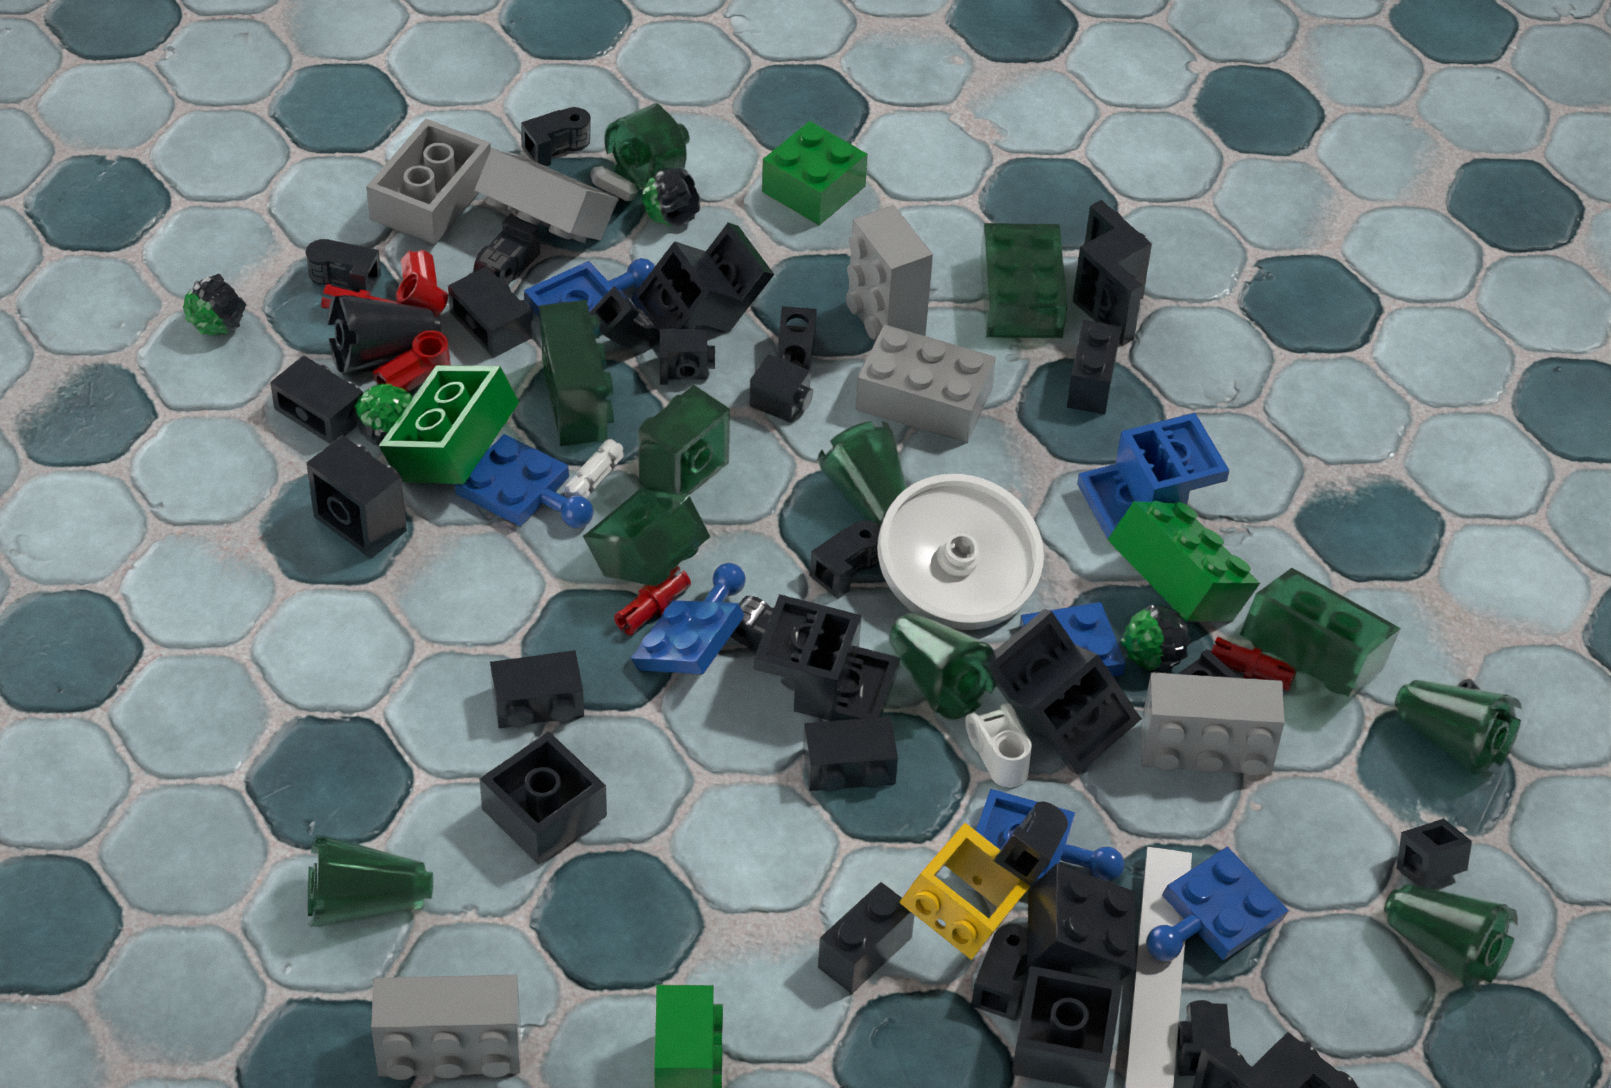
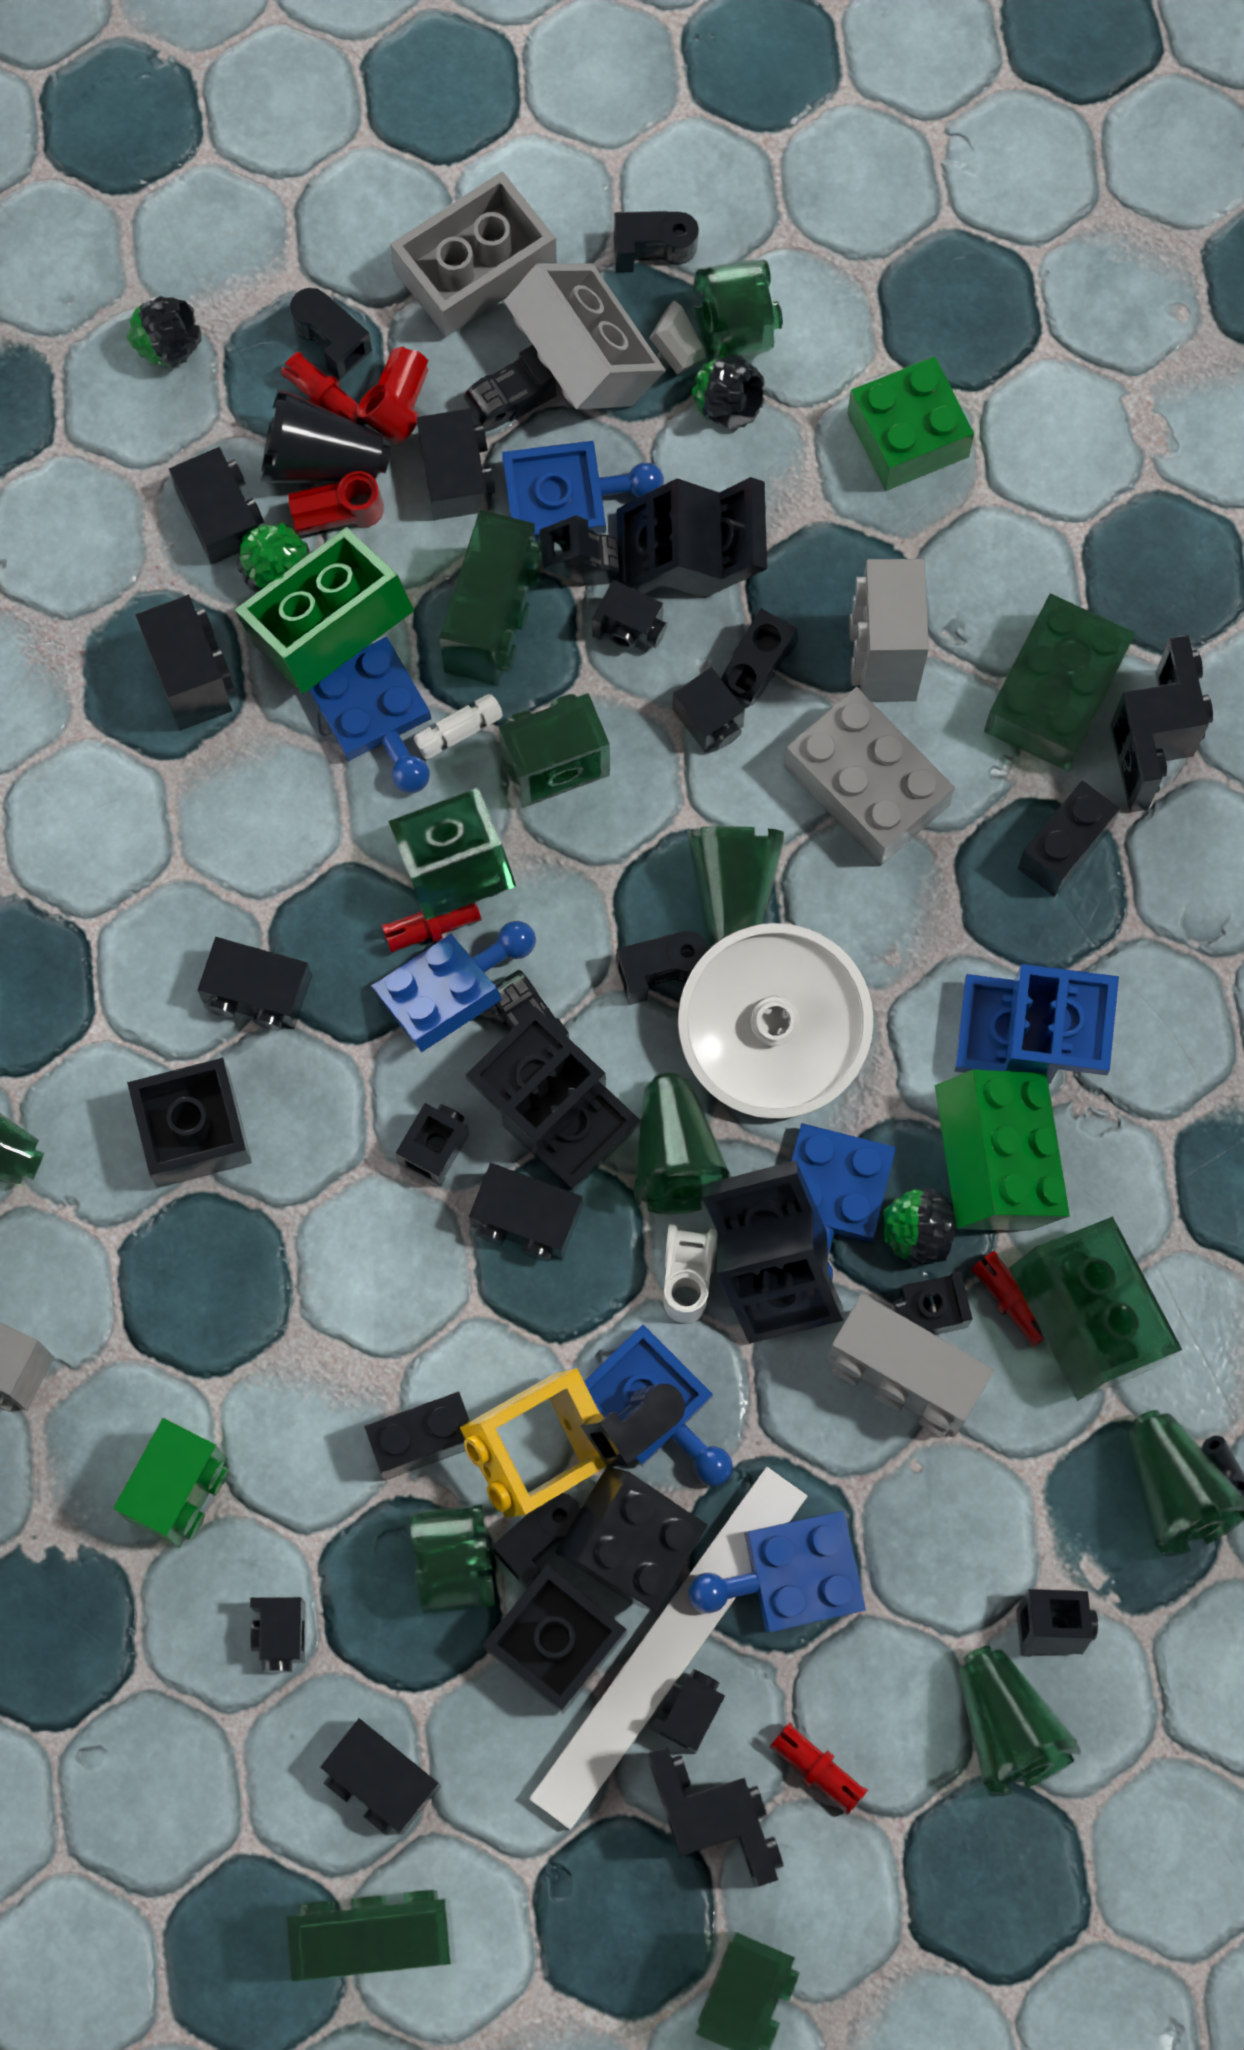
camera: 30 degrees right, 25 degrees up
(747, 739) = (431, 1123): none -> black brick
(949, 1005) = (452, 1559): none -> clear green brick
(1330, 1037) = (818, 1768): none -> red pin

